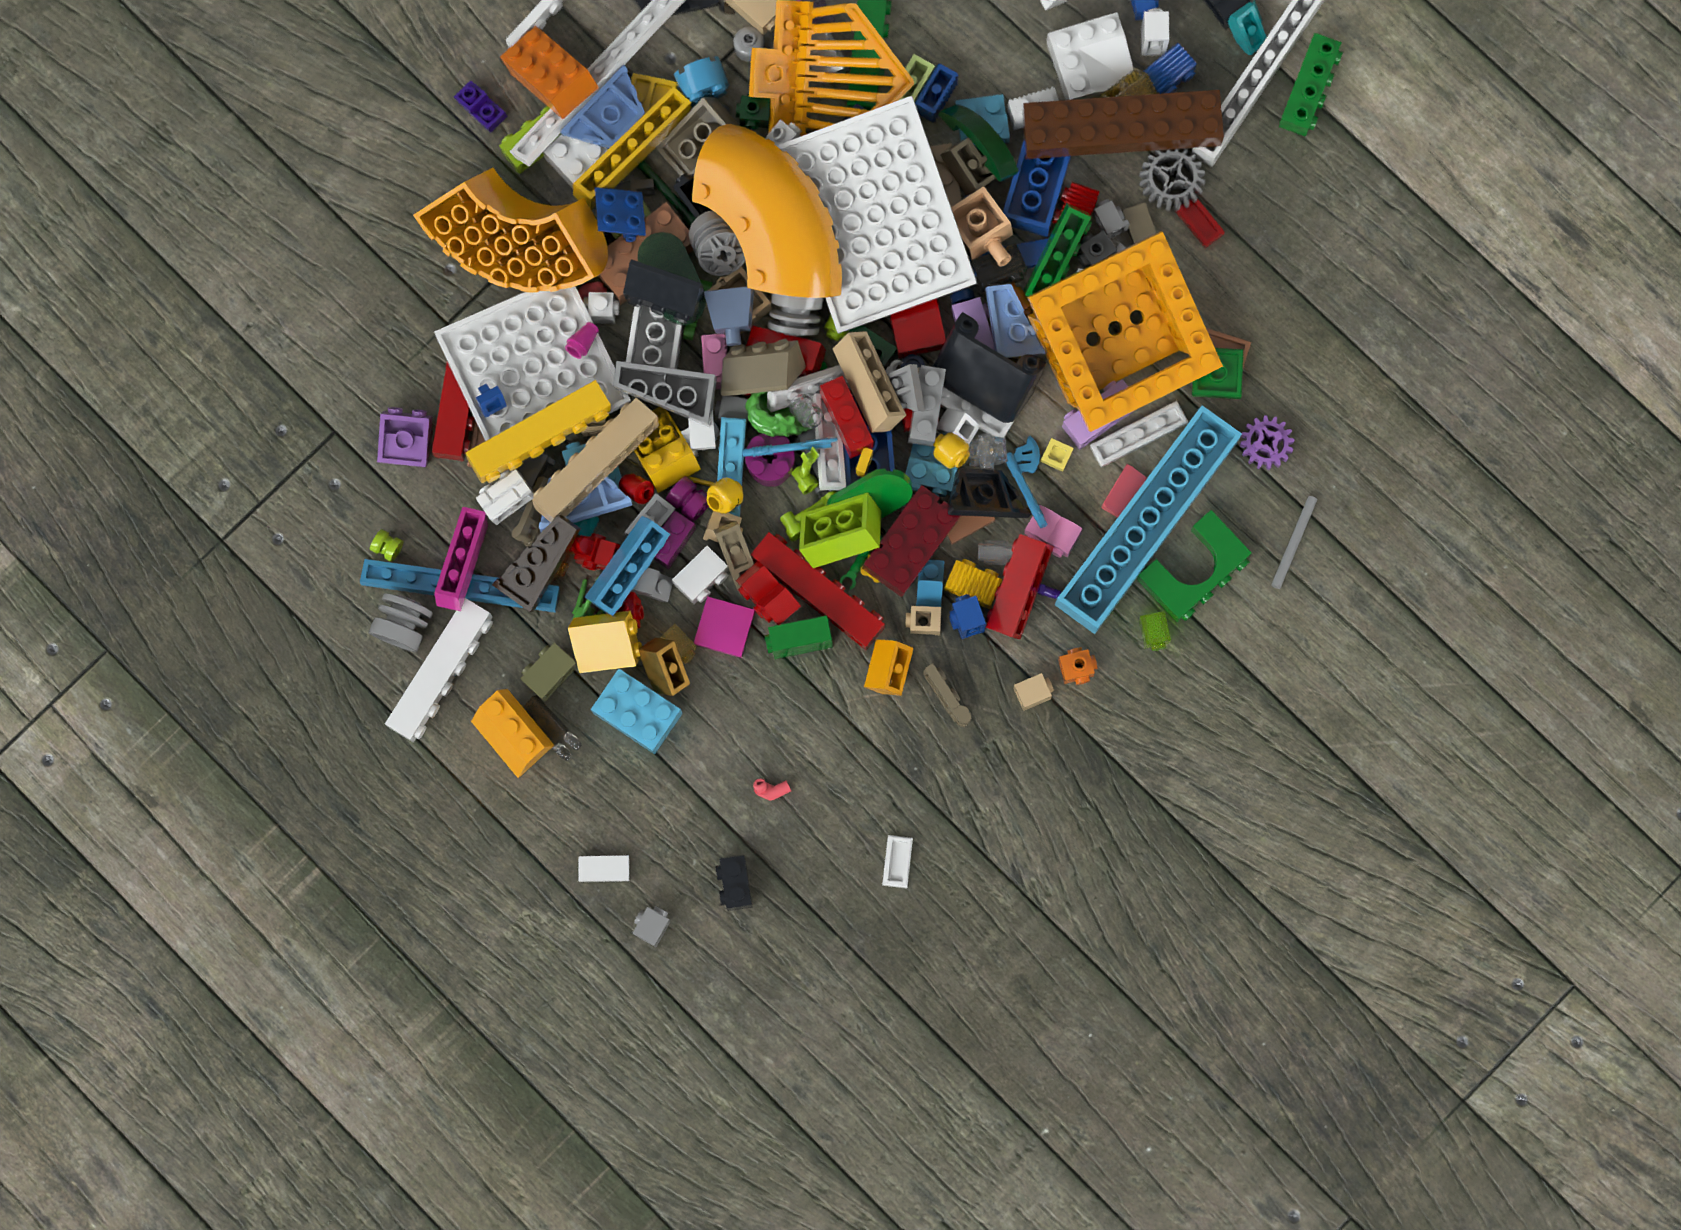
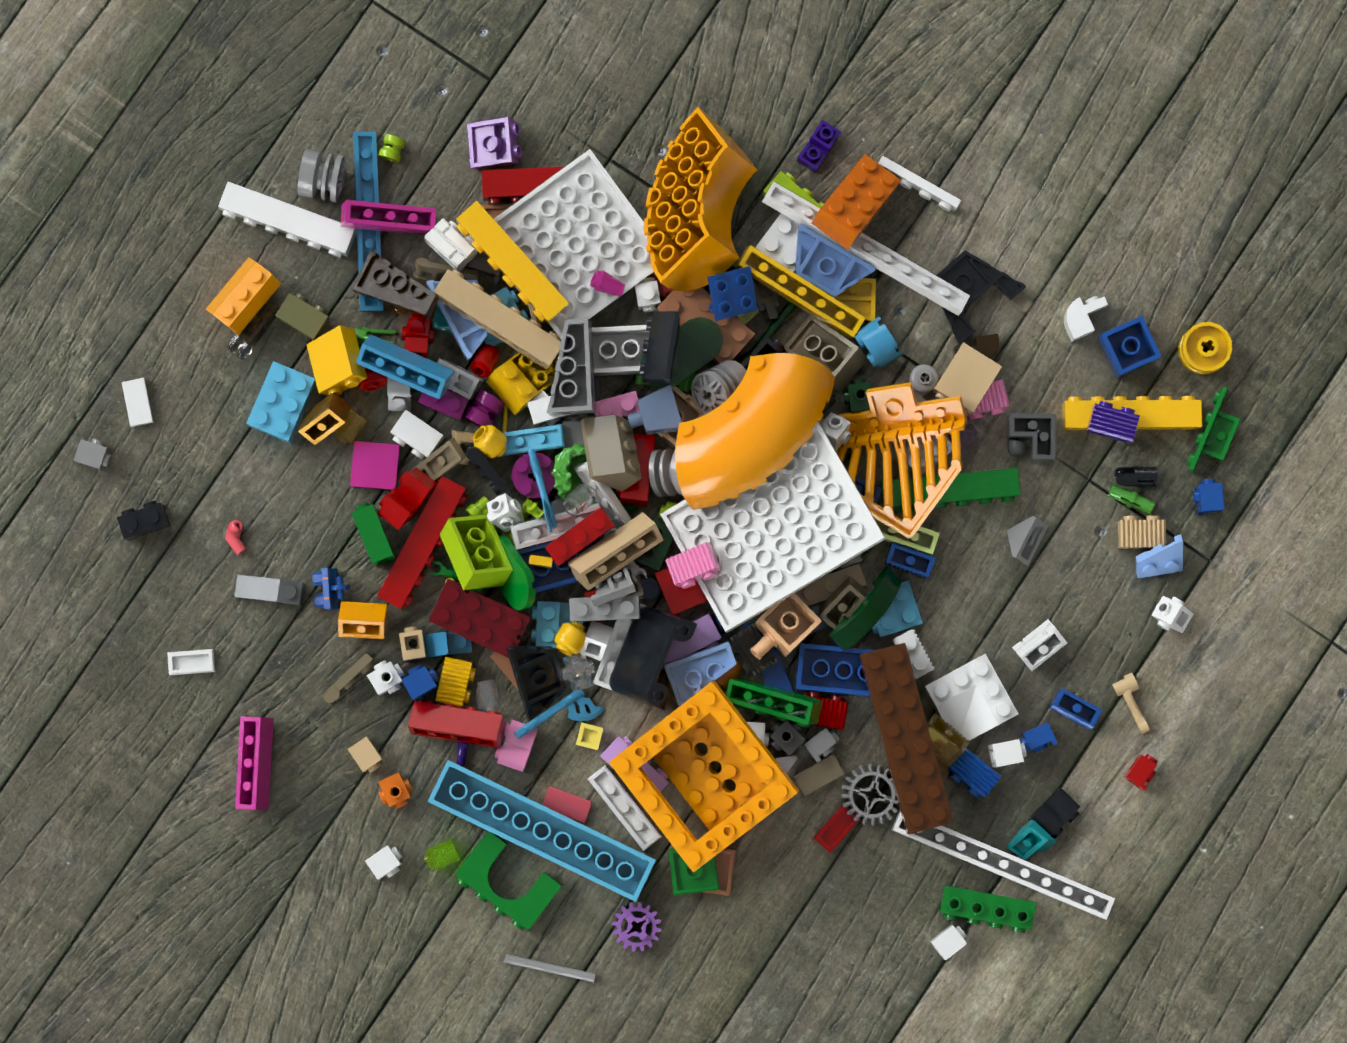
camera: 70 degrees right, 5 degrees up
(490, 400) = (532, 212): blue tile -> none
(754, 505) = (486, 469): none -> black hinge
(803, 494) = (504, 512): none -> white brick
(836, 762) = (270, 590): none -> slope
(858, 699) = (332, 588): none -> blue hips
(900, 302) = (693, 565): none -> bright pink brick
(958, 662) = (377, 677): none -> white brick
(1020, 810) = (254, 763): none -> dark pink brick
(1151, 692) = (385, 862): none -> white brick
(1339, 129) = (949, 941): none -> white brick

